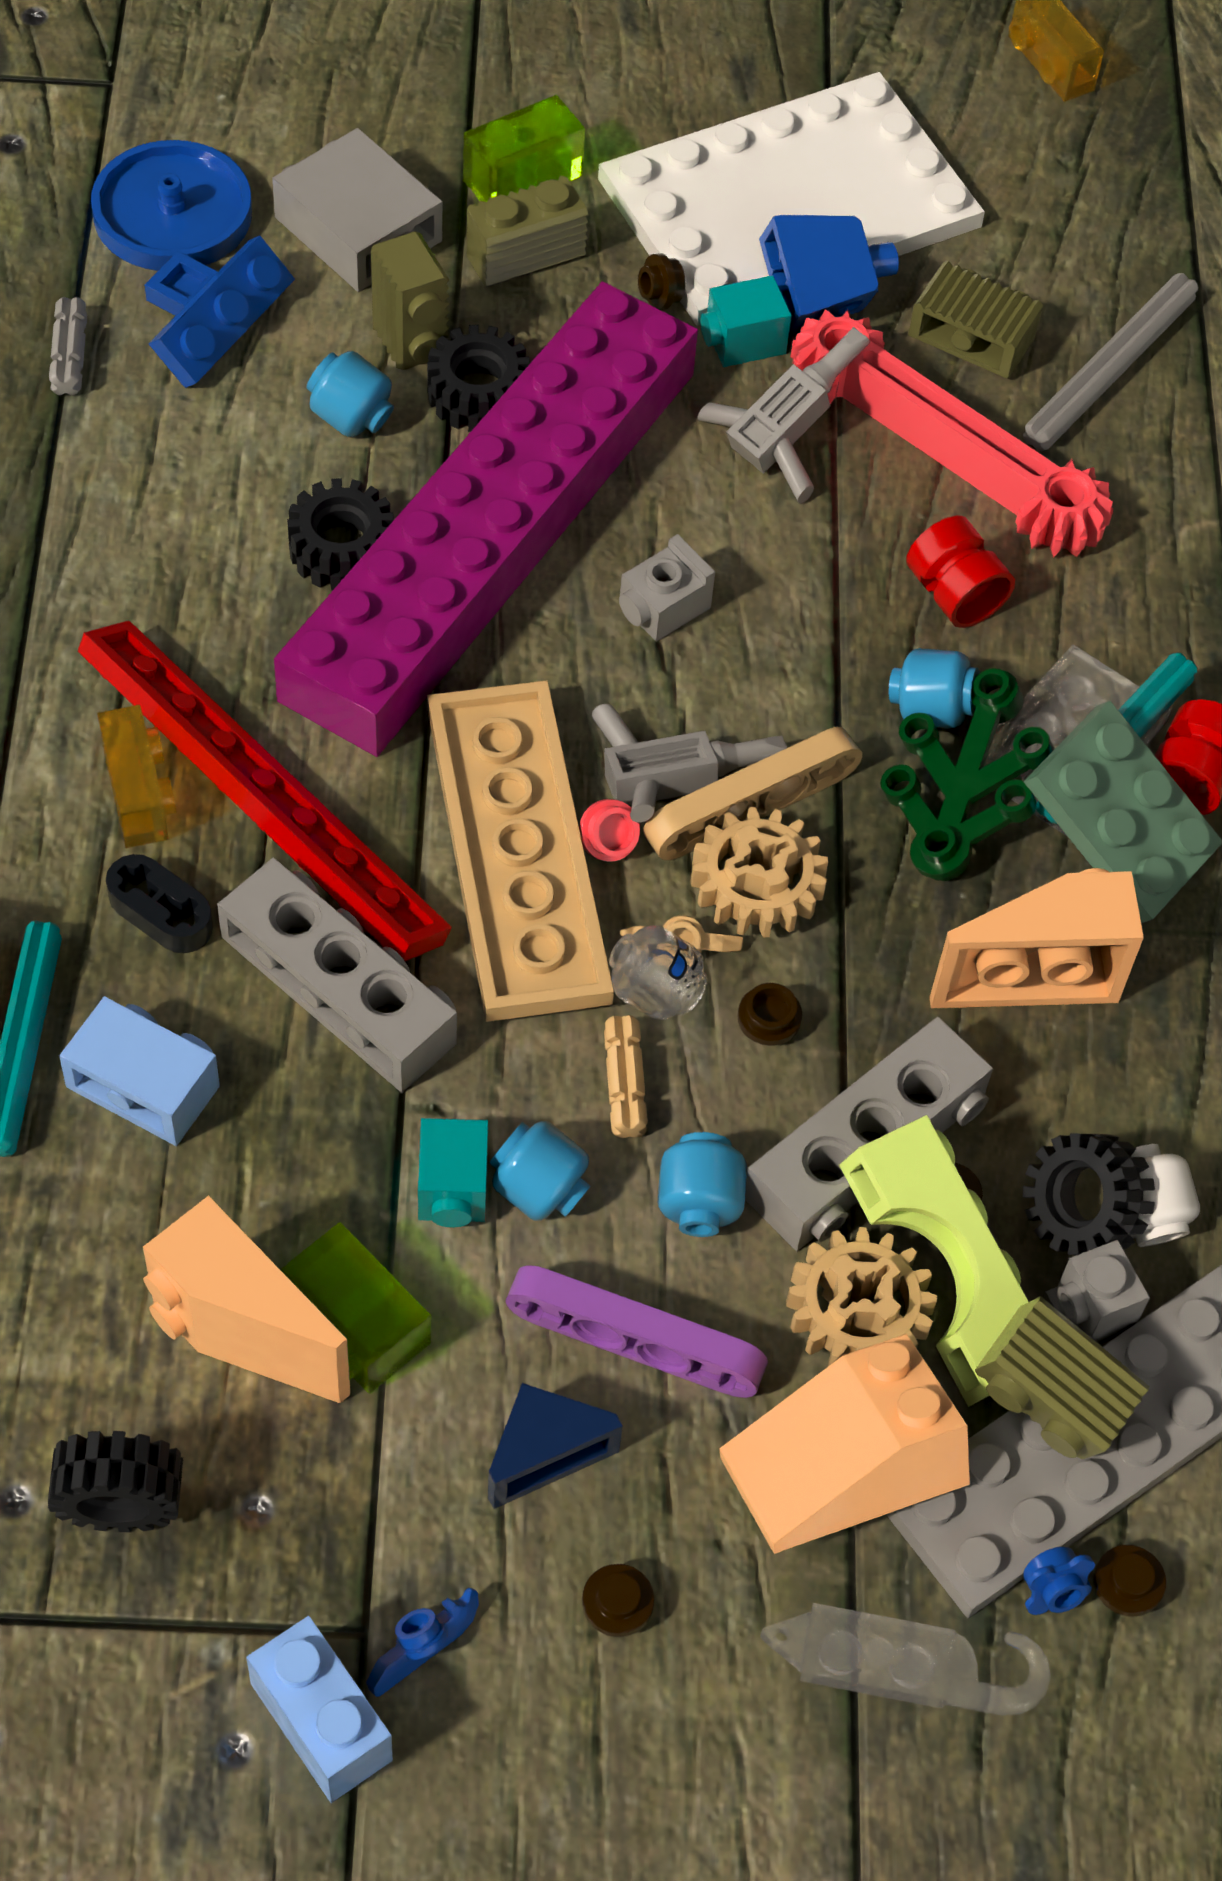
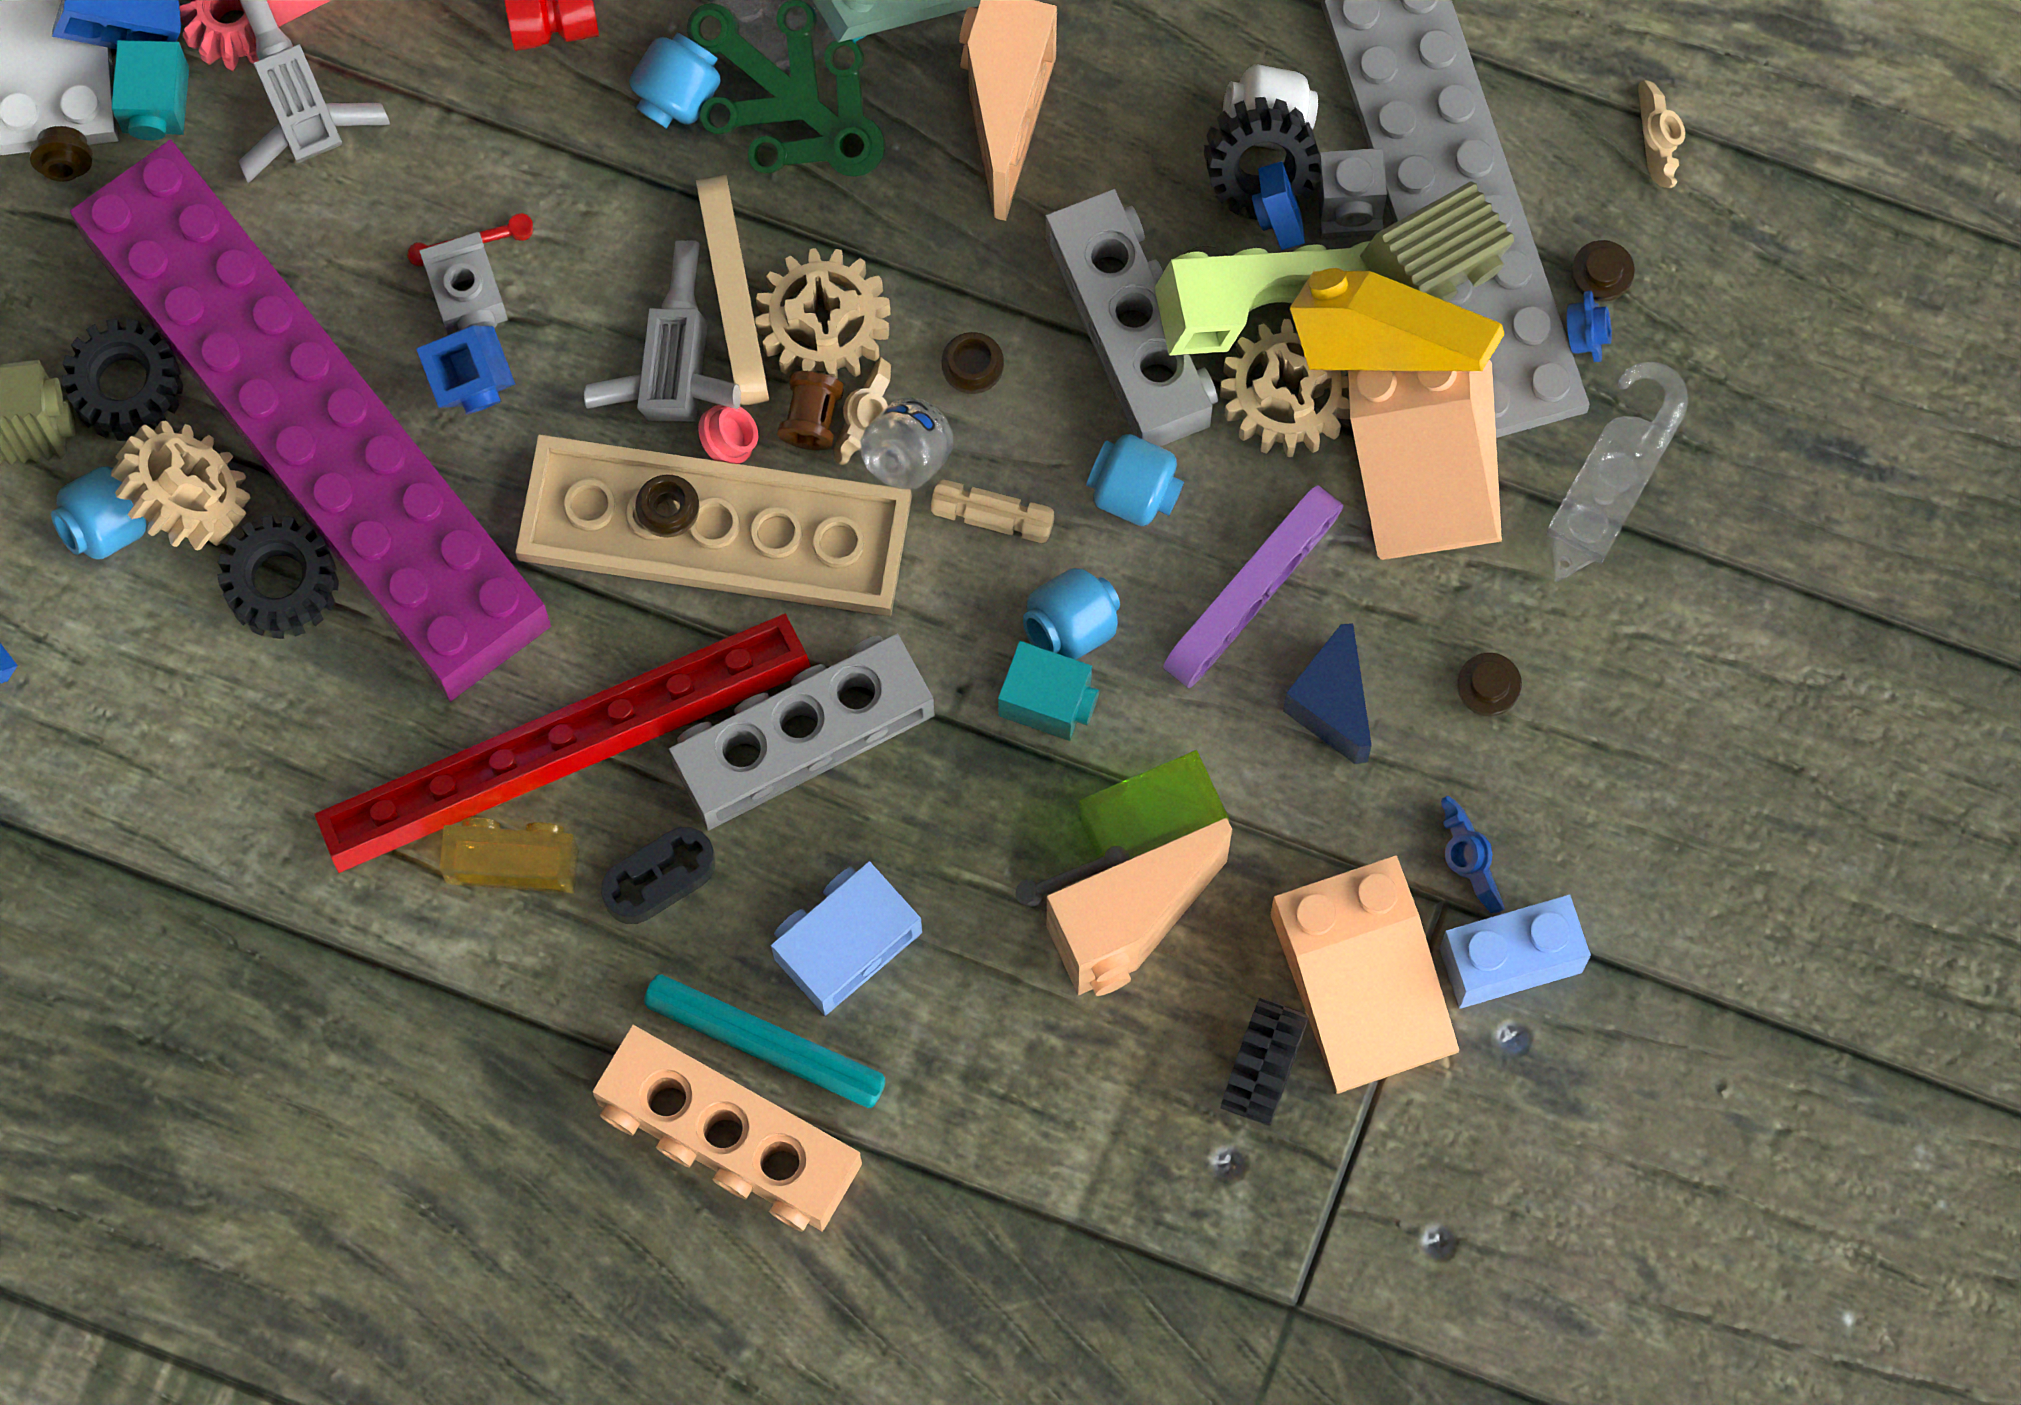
camera: 65 degrees left, 15 degrees up
(251, 1563) = (1364, 974): none -> light nougat slope
(286, 1263) = (1032, 892): none -> dark grey hinge
(390, 431) = (180, 485): none -> tan gear
(513, 776) = (667, 488): none -> dark brown plate
(584, 603) = (467, 369): none -> blue brick
(662, 890) = (810, 410): none -> reddish brown bush
(746, 621) = (519, 227): none -> red hinge
(945, 1340) = (1386, 326): none -> yellow slope
(1041, 1219) = (1278, 207): none -> blue plate

